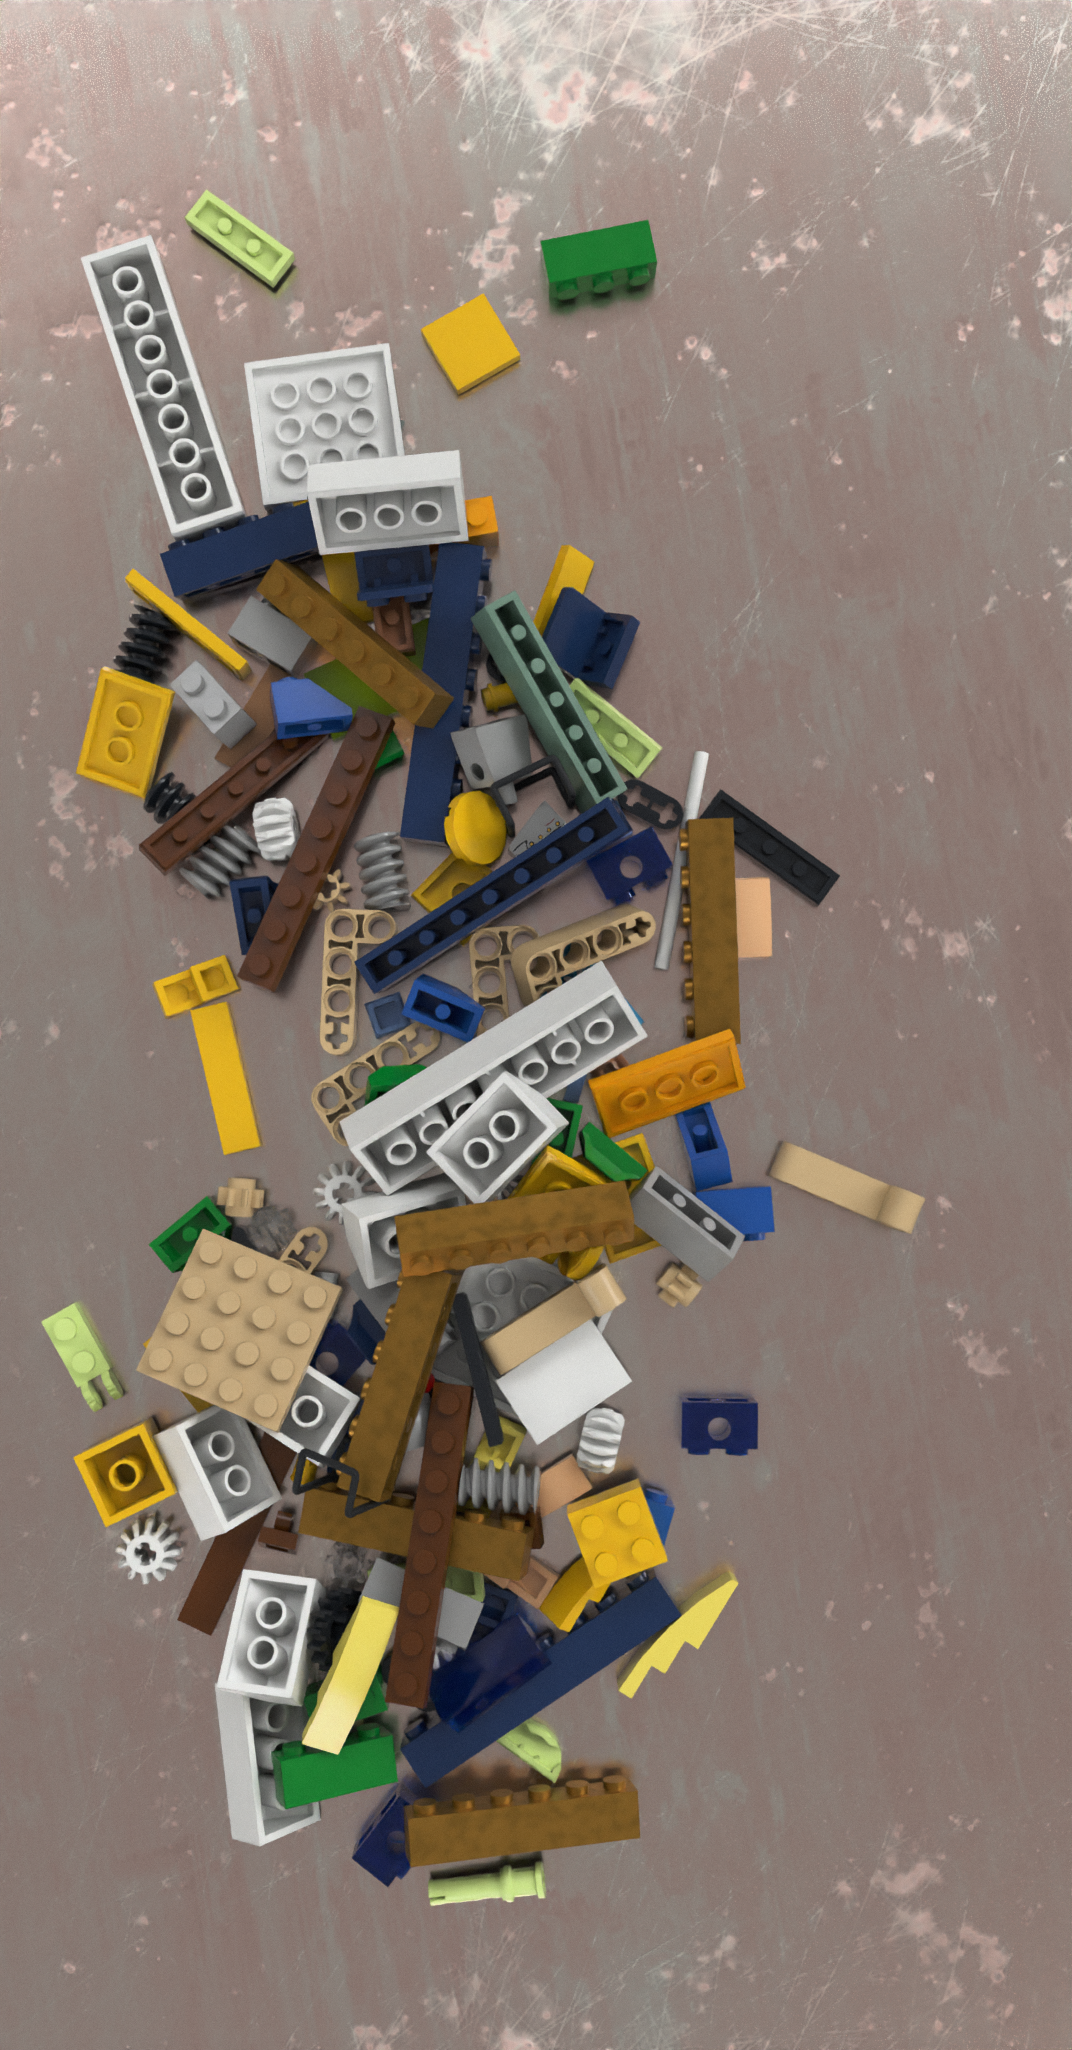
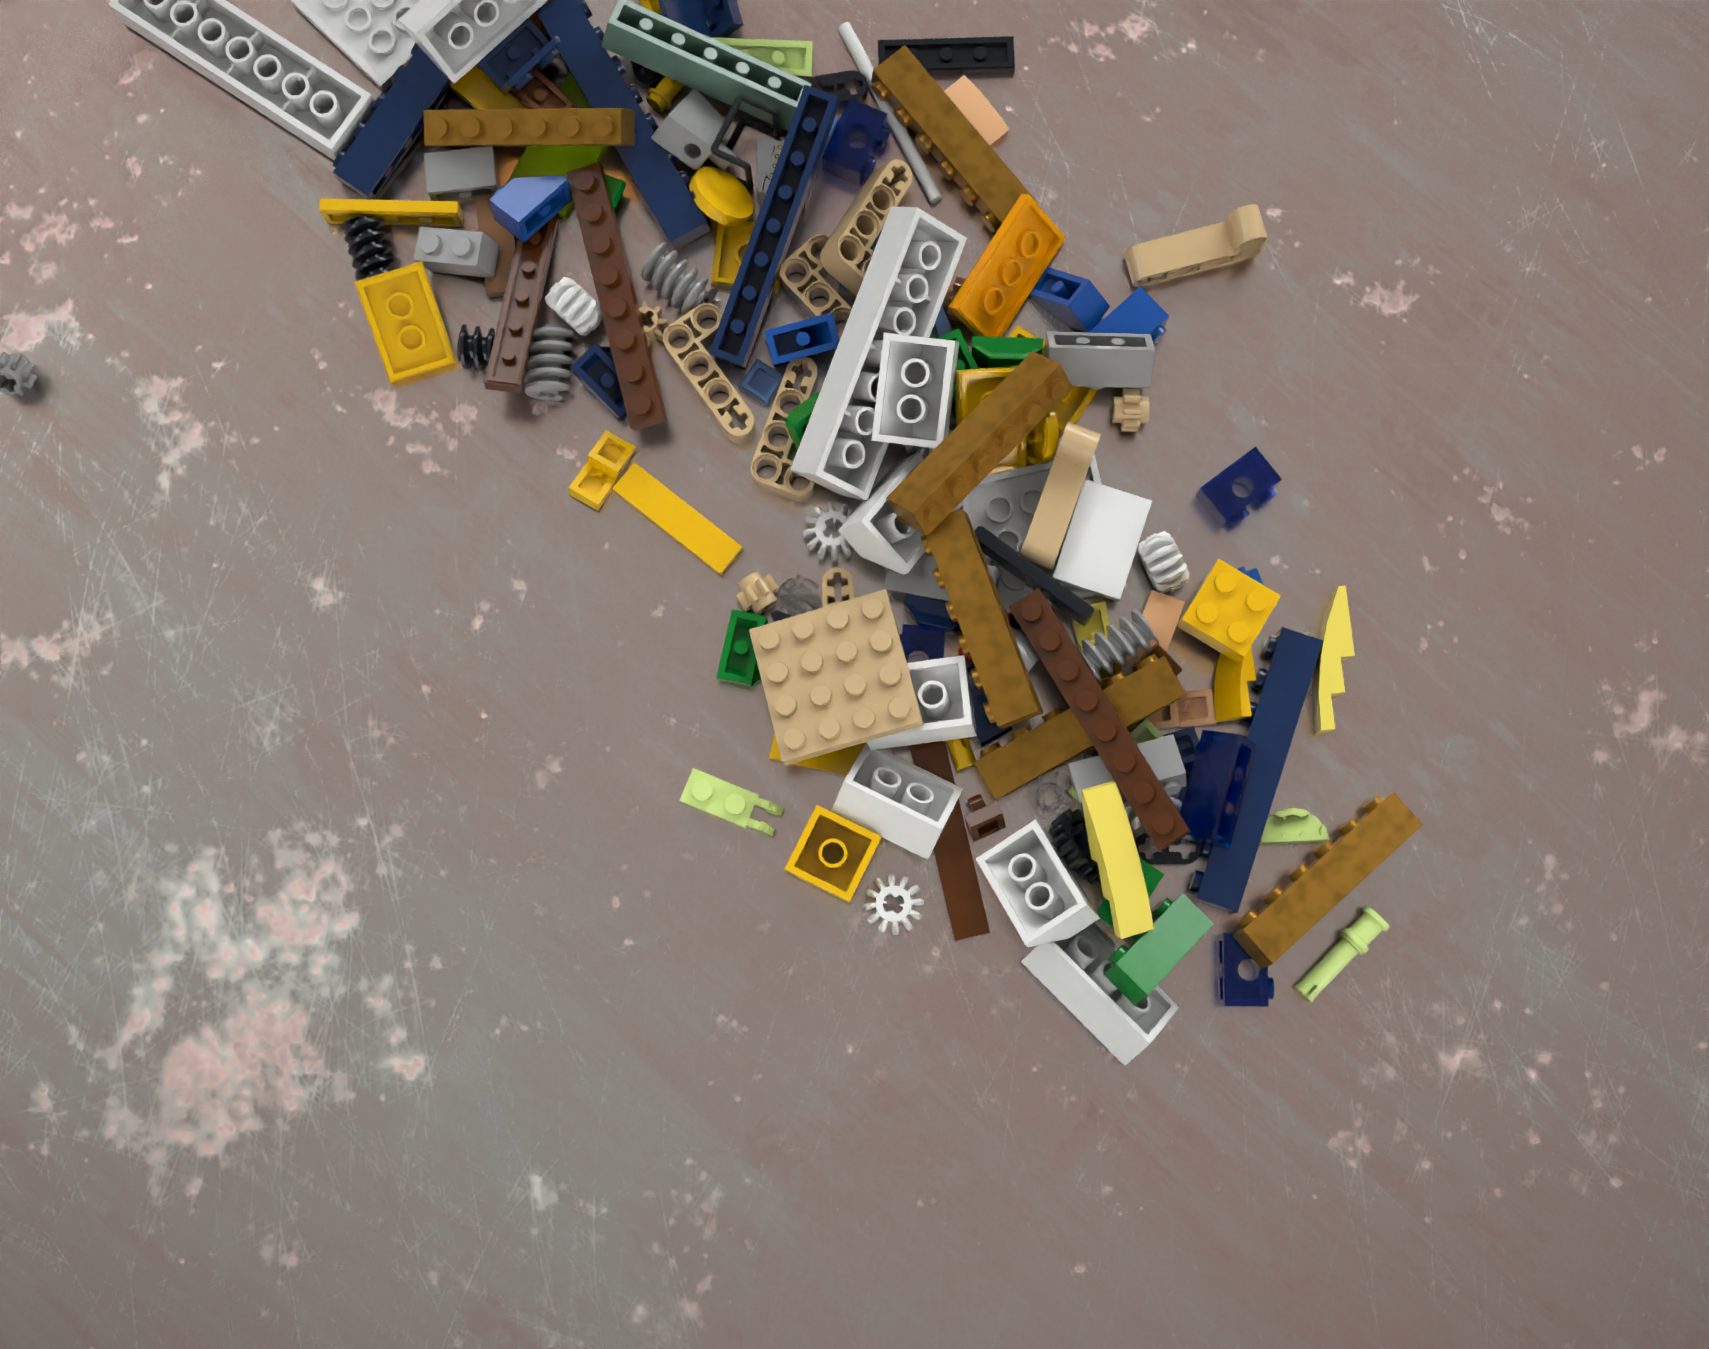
camera: 35 degrees left, 5 degrees down
(298, 1489) = (981, 705): black piece -> none

